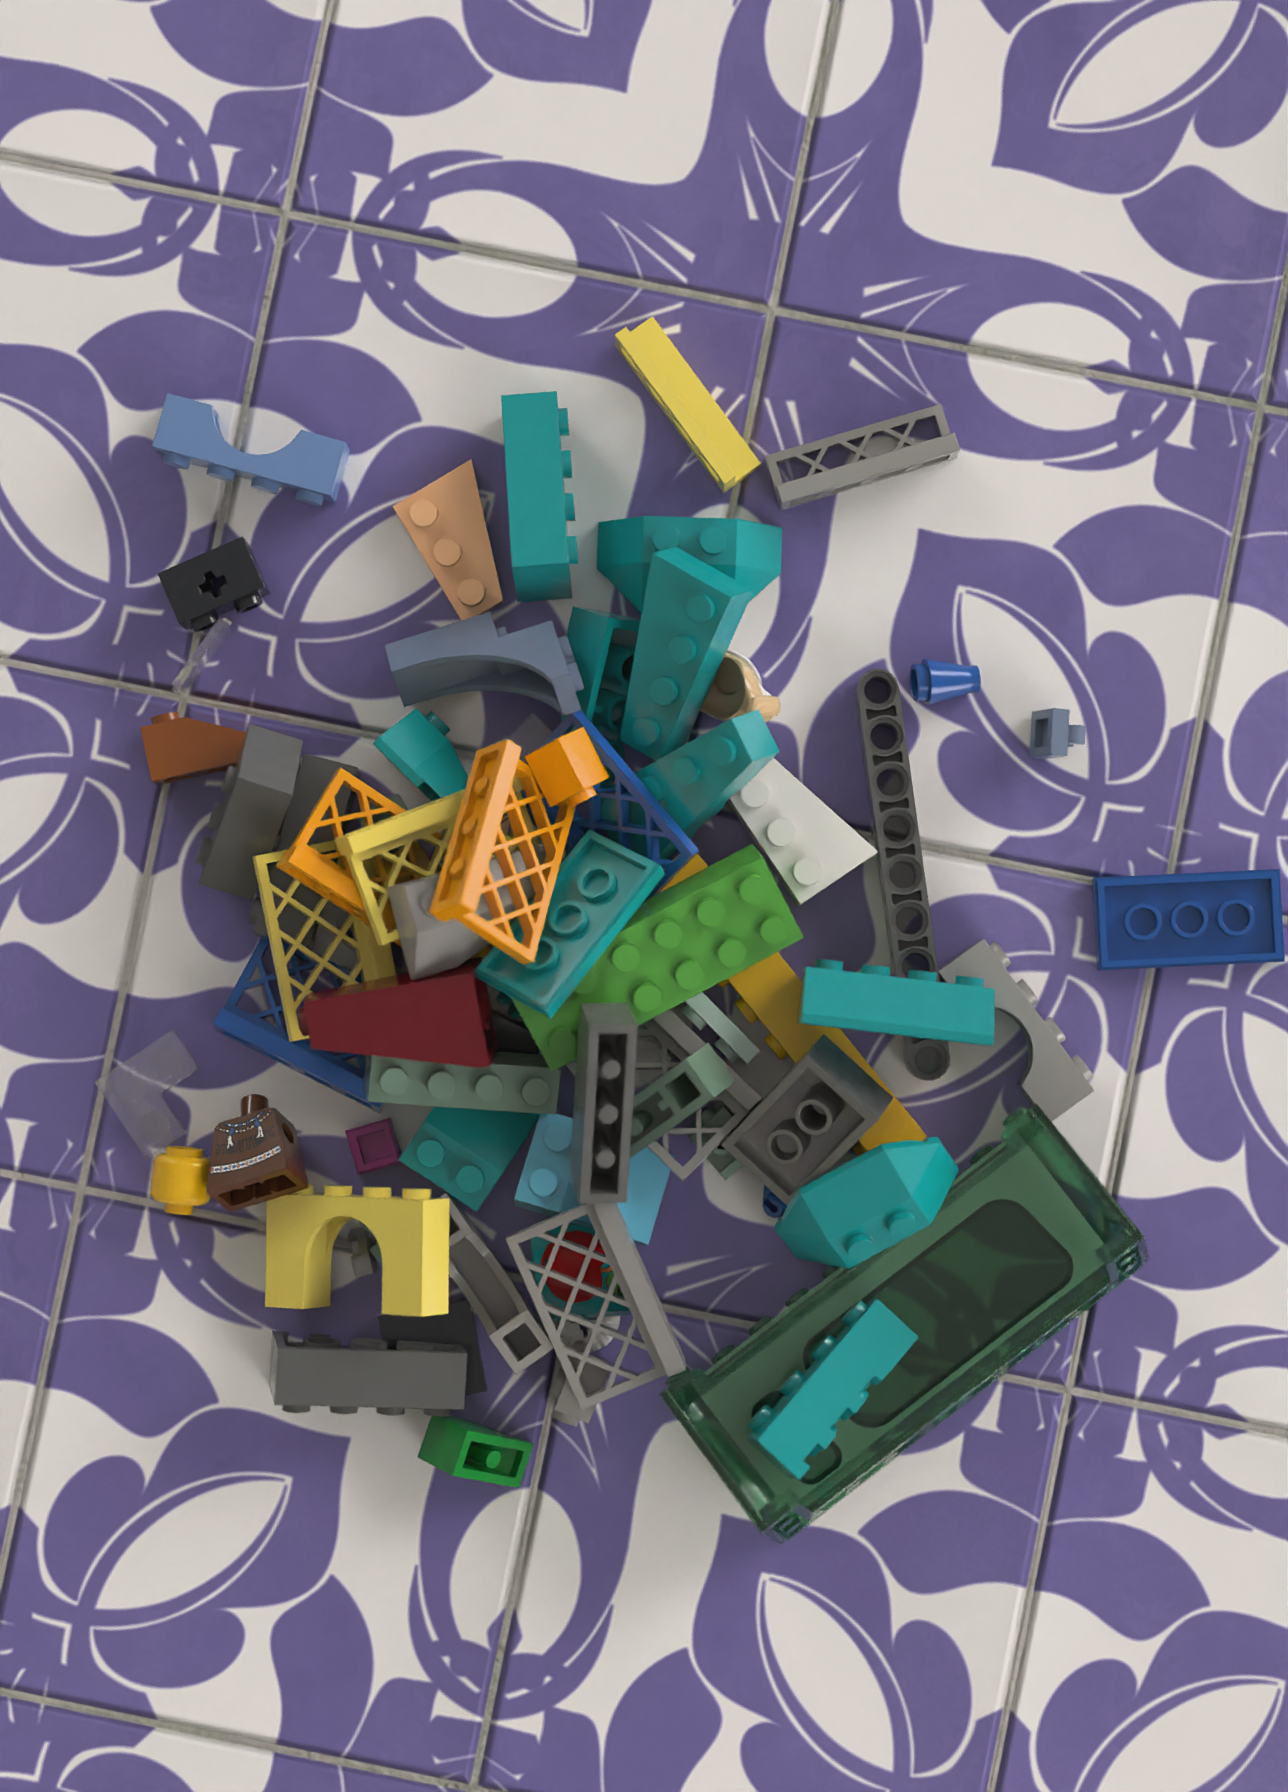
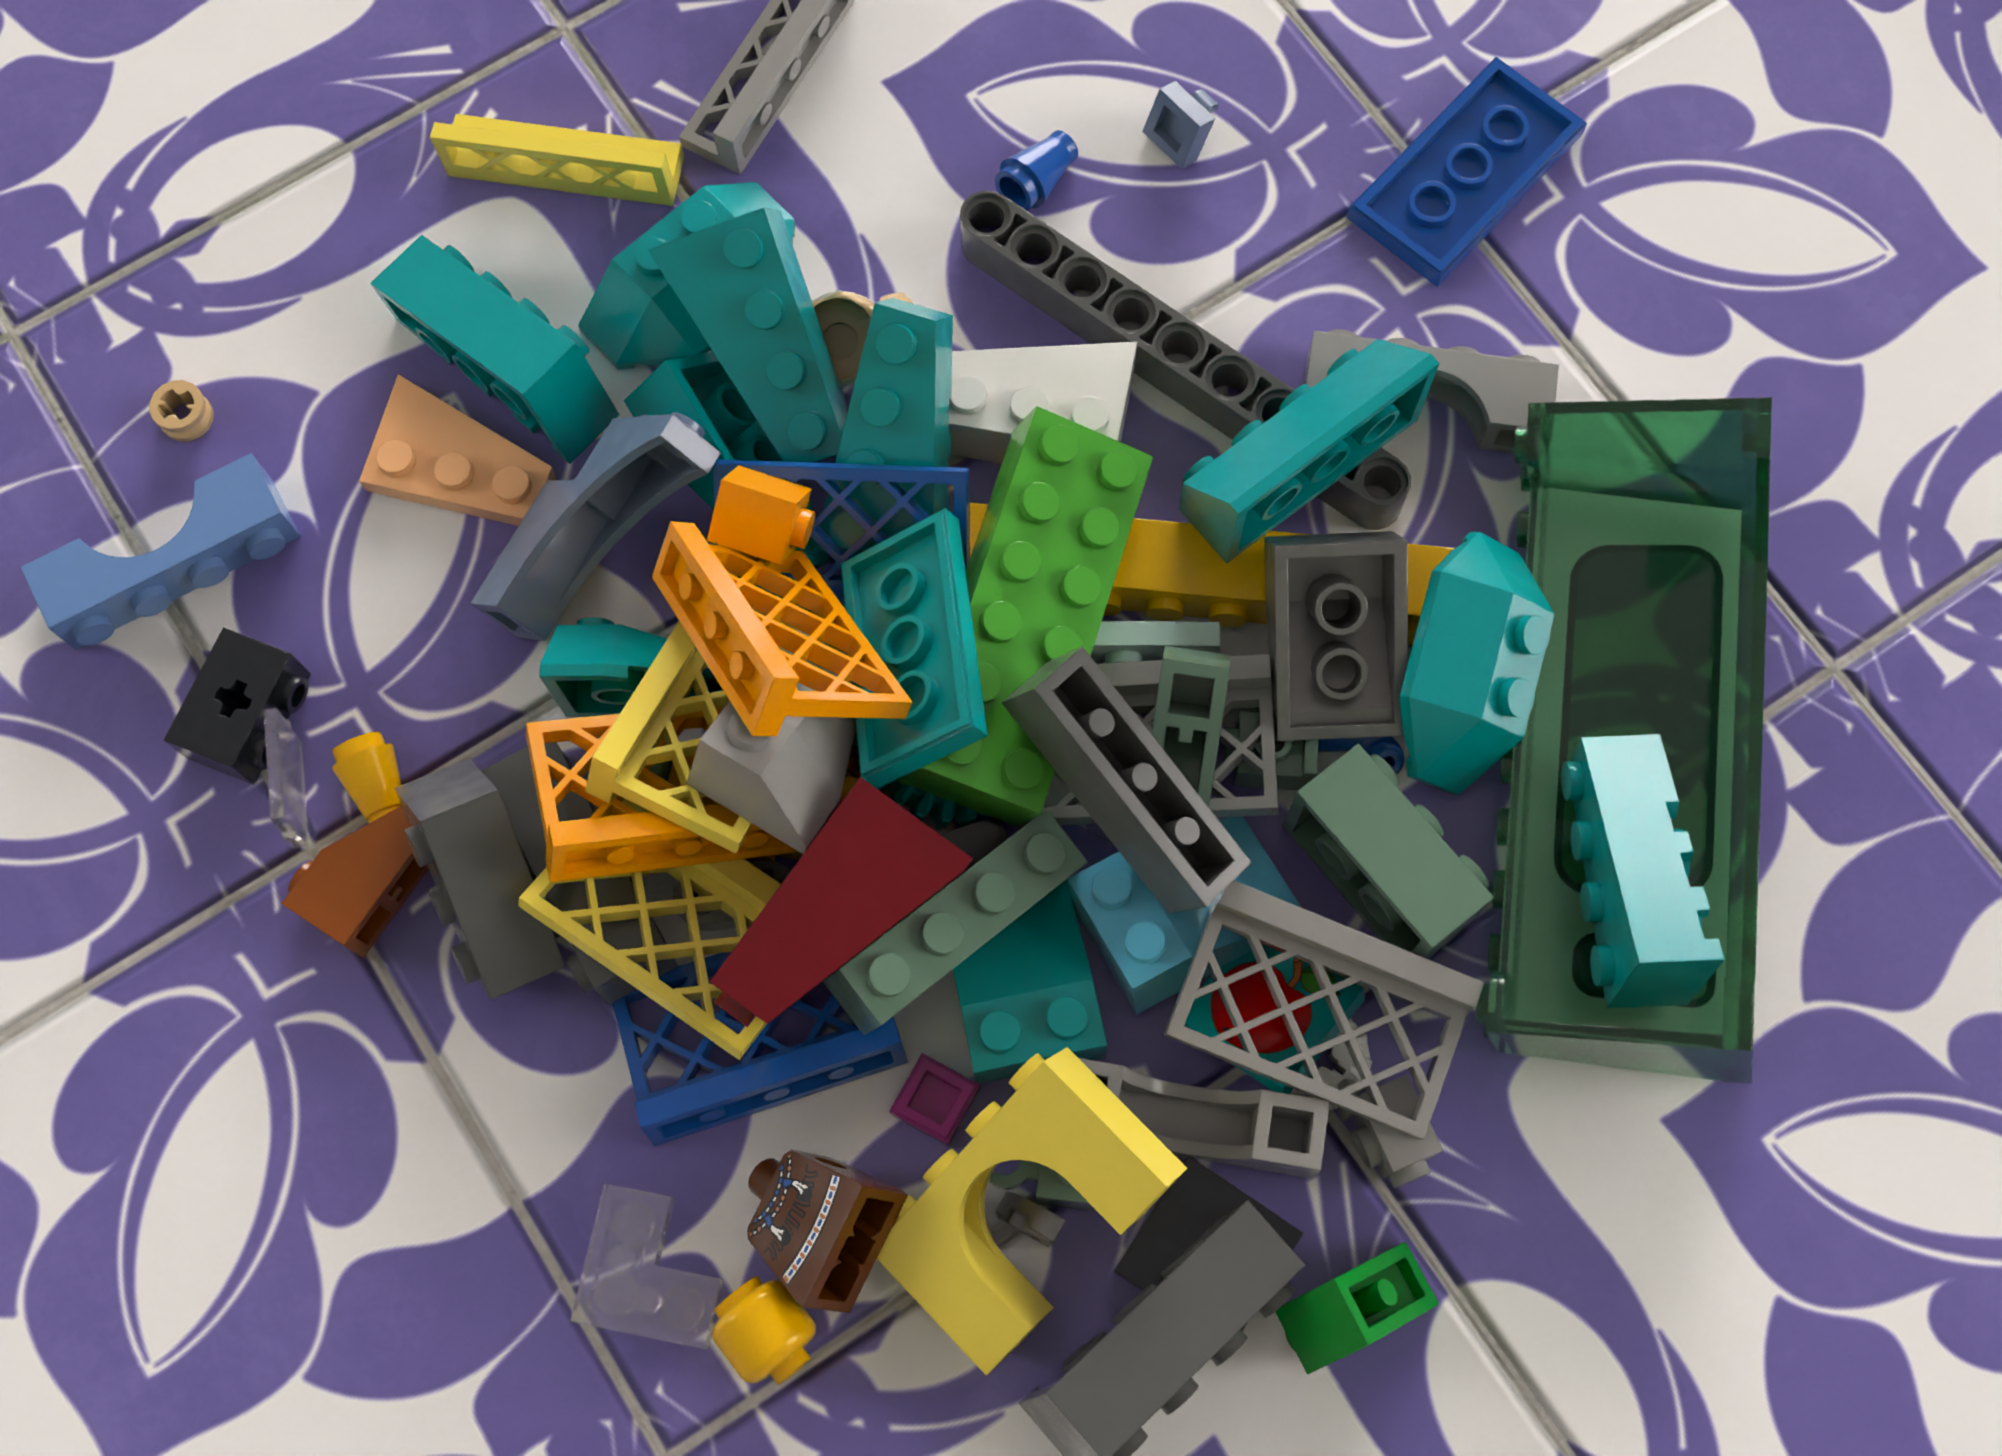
camera: 50 degrees left, 15 degrees down
(247, 693) = (368, 773): none -> yellow cone
(347, 356) = (173, 394): none -> tan bush
(714, 1259) = (1386, 855): none -> sand green brick

